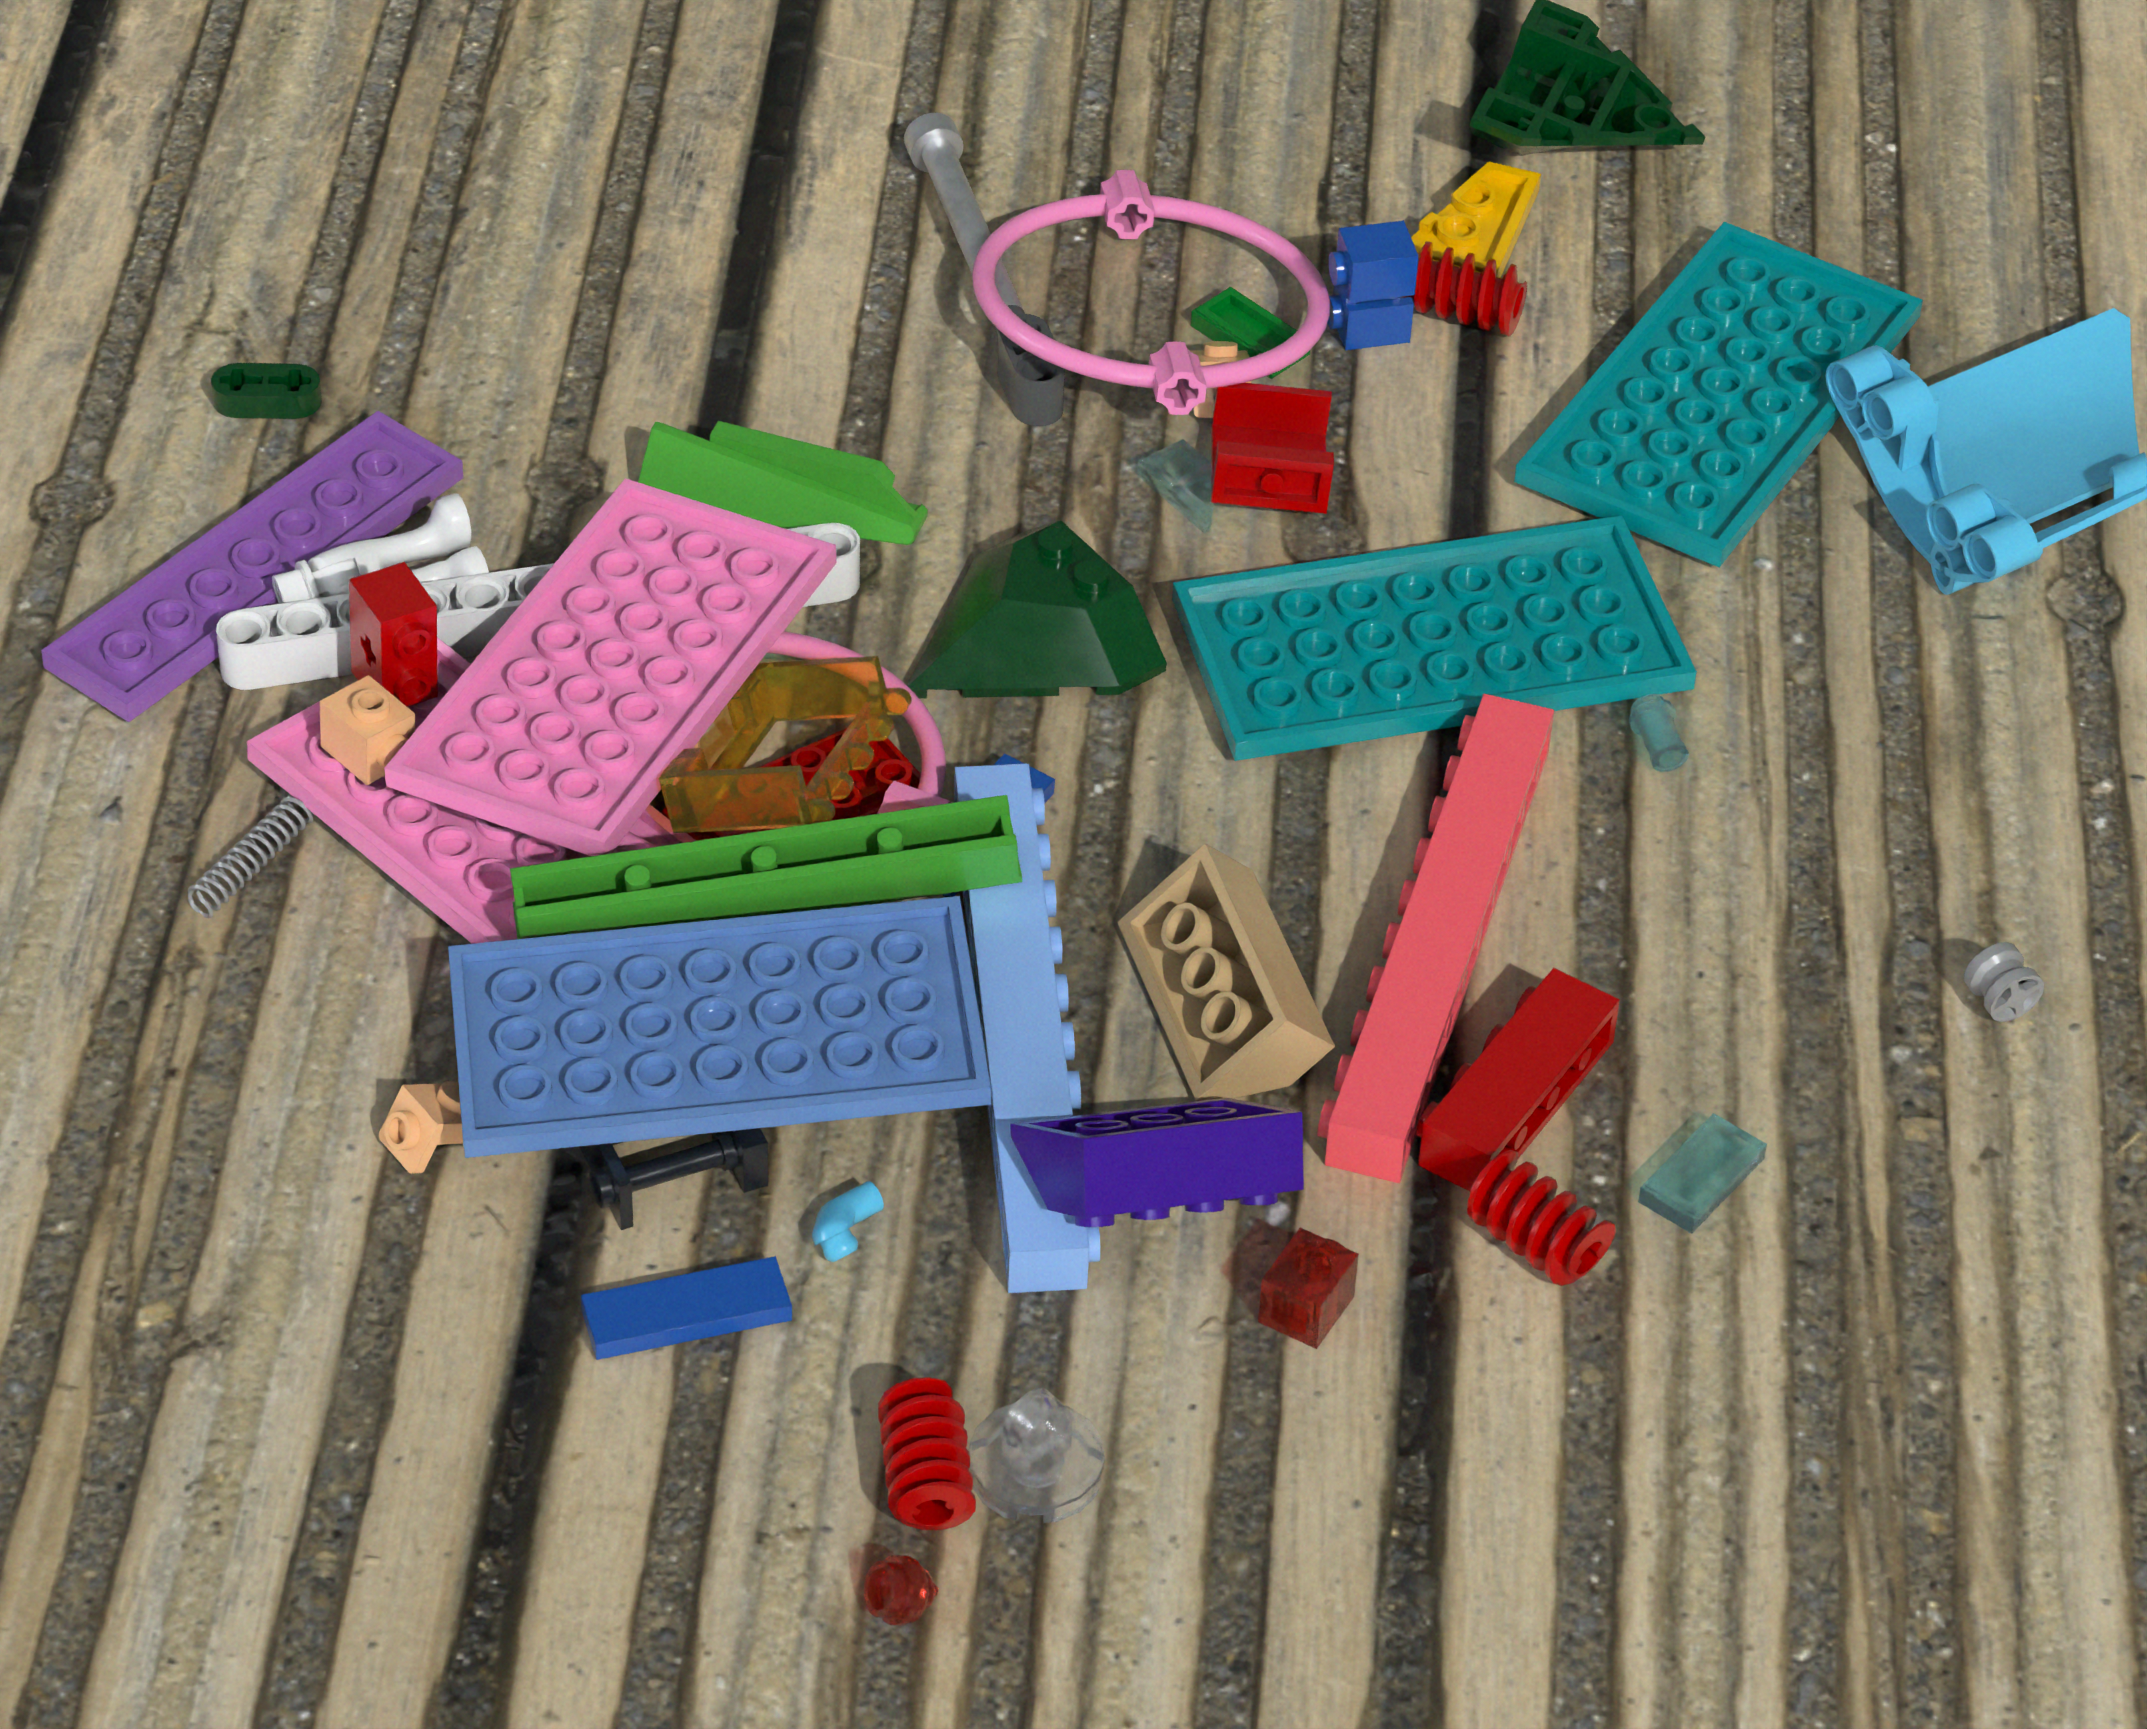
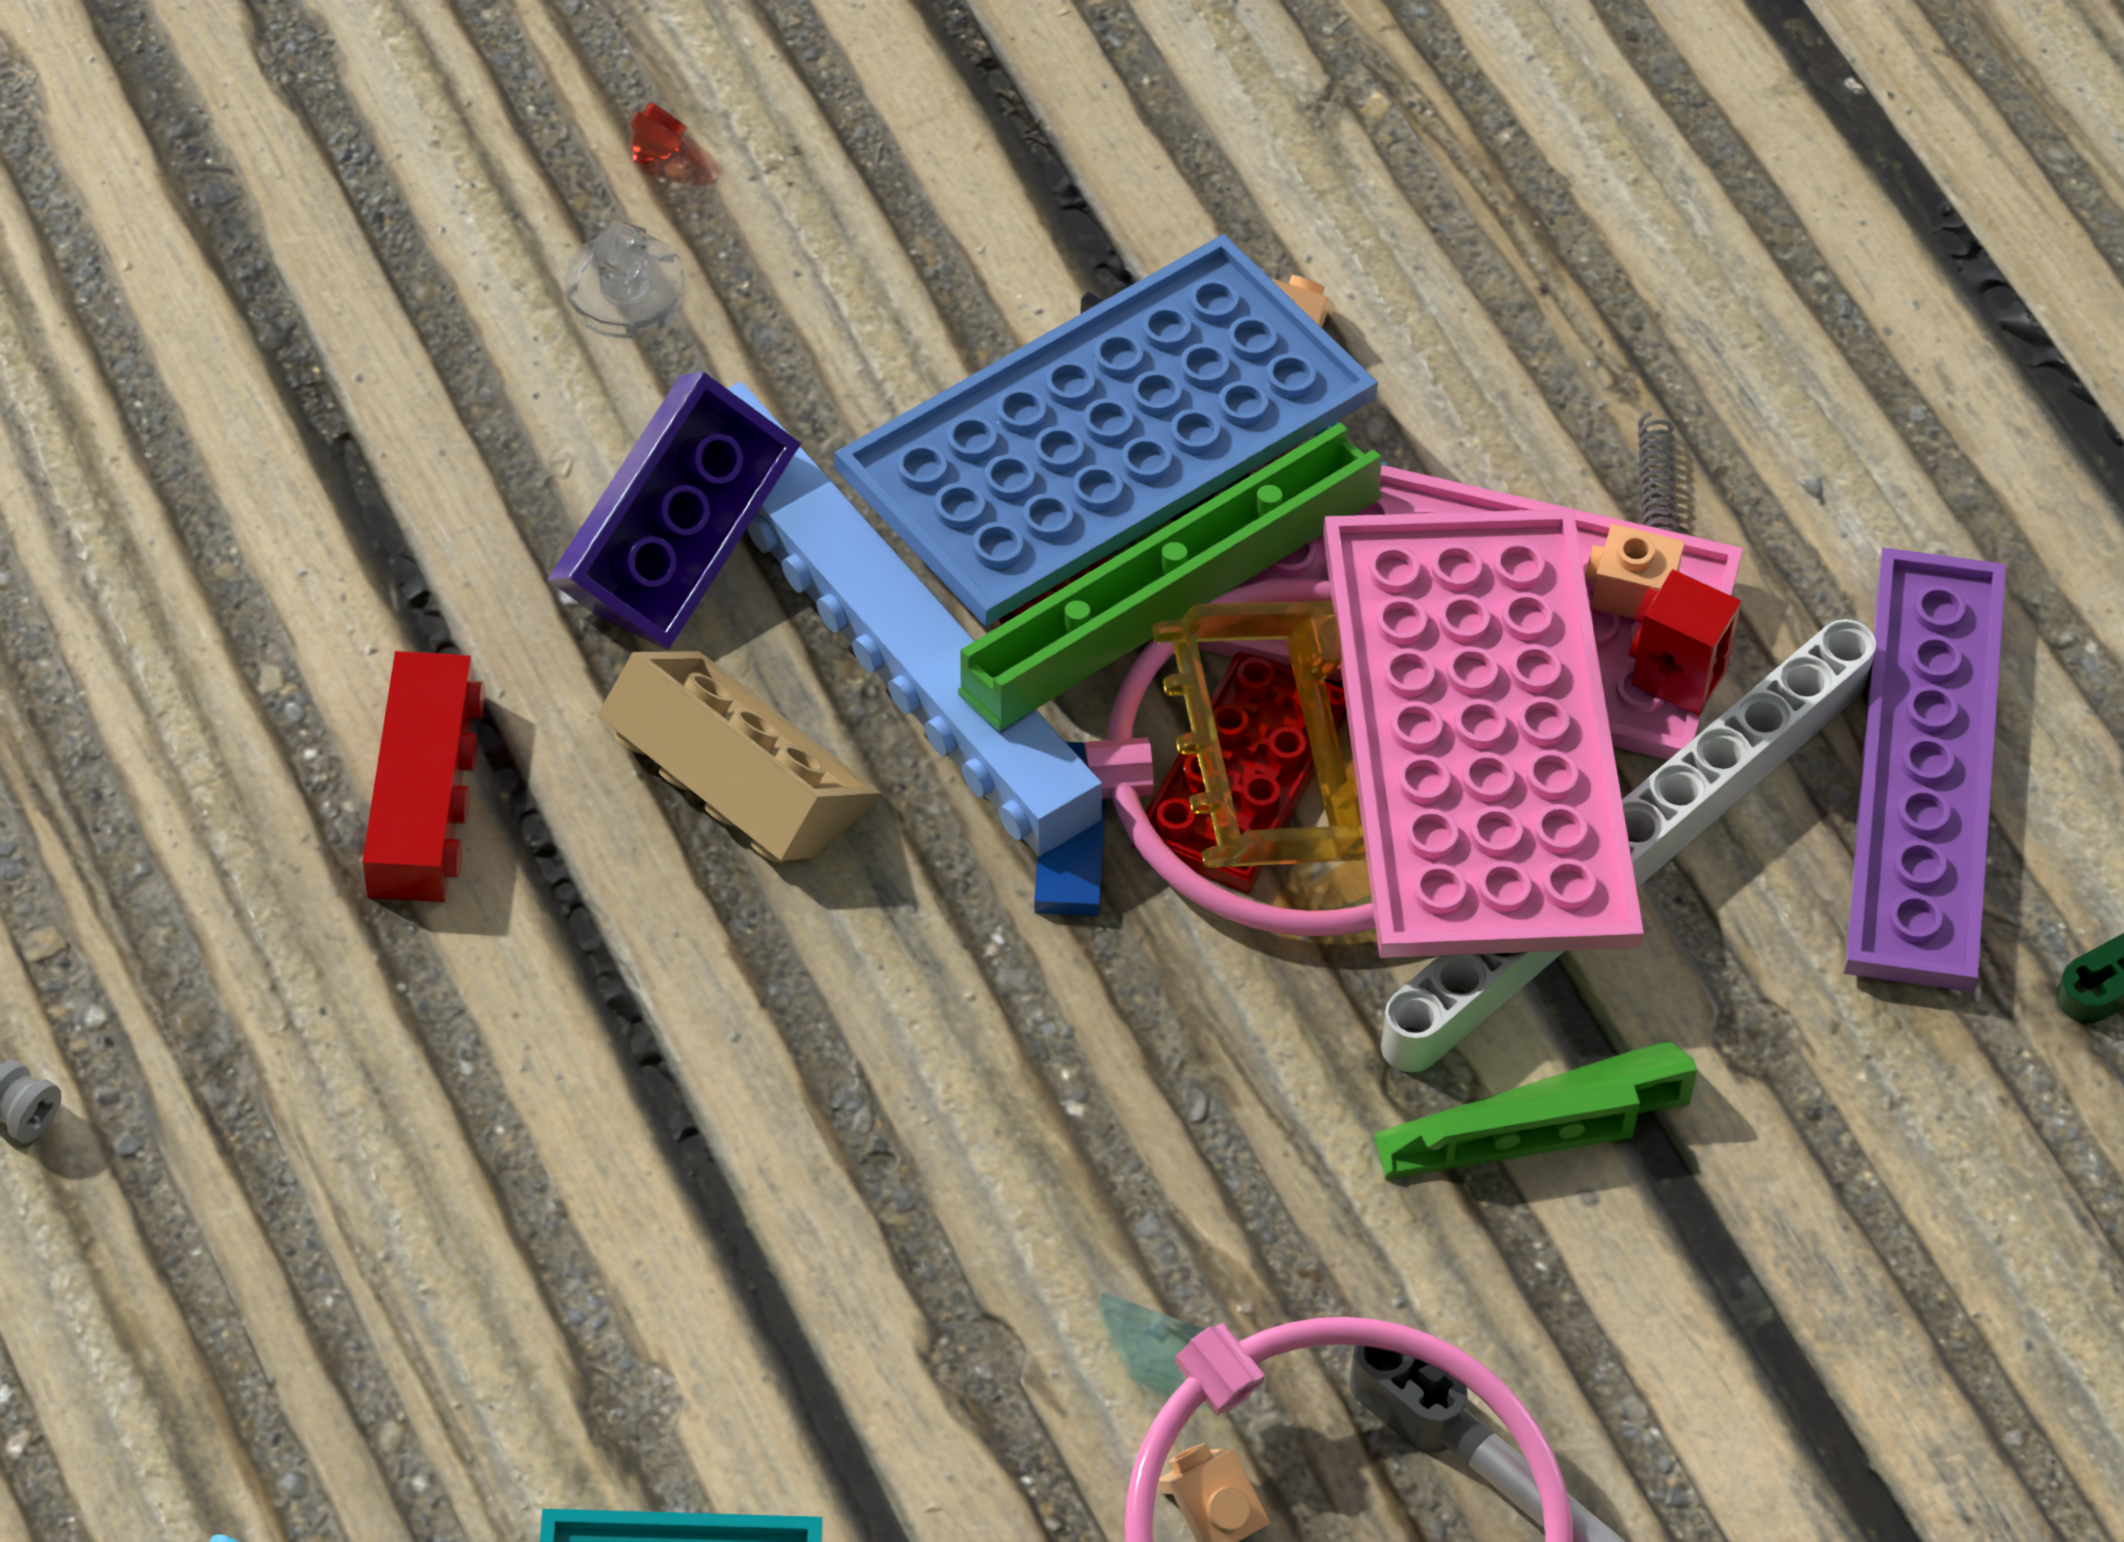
camera: 150 degrees right, 10 degrees up
(443, 535) = (1806, 773): white piece -> none
(686, 1307) = (979, 277): blue tile -> none
(840, 1214) = (909, 382): medium azure arm -> none
(926, 1455) = (699, 217): red piece -> none
(1040, 619) = (1188, 1064): dark green wedge -> none
(1271, 447) = (1078, 1390): red panel -> none
(1308, 1287) = (491, 500): clear red brick -> none
(1427, 630) = (779, 1257): teal plate -> none
(1438, 939) = (578, 910): coral brick -> none
(1537, 1223) = (325, 643): red piece -> none
(1654, 721) = (506, 1260): clear light blue pin -> none
(1702, 1173) = (218, 789): clear light blue tile -> none

